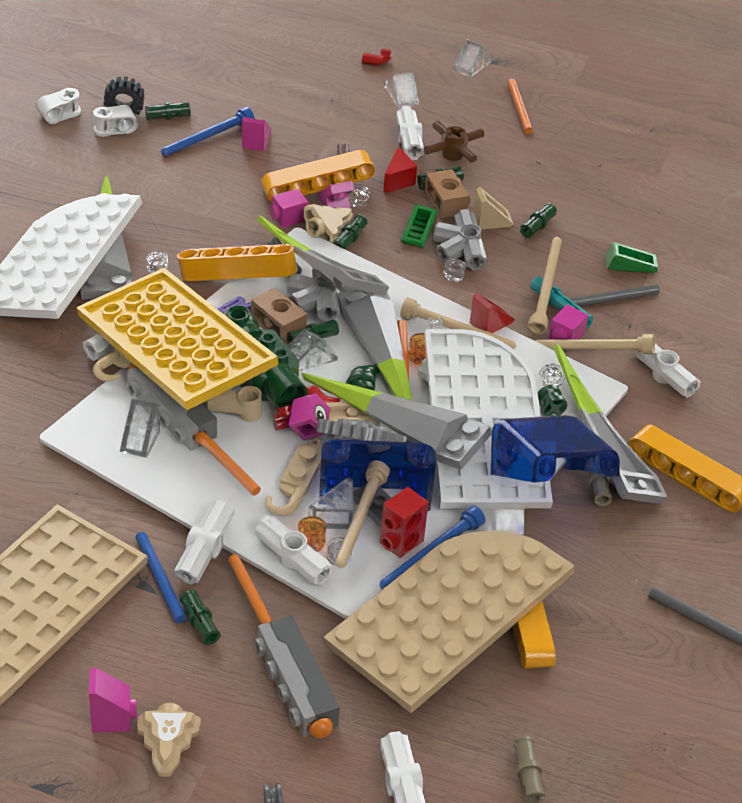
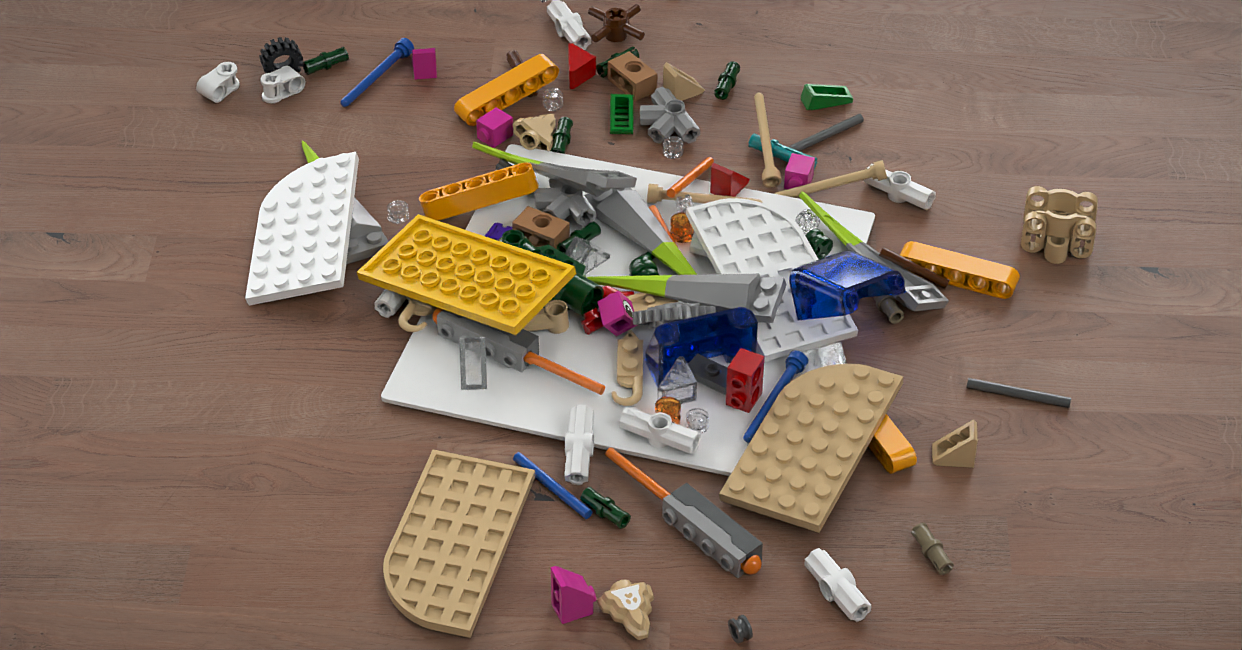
camera: 15 degrees left, 0 degrees up
(336, 195) = (532, 105): dark pink slope -> none
(376, 476) = (700, 347): tan piece -> none
(451, 303) = (690, 177): none -> orange bar
(606, 661) = (957, 447): none -> tan slope
(644, 453) = (914, 268): none -> reddish brown bar

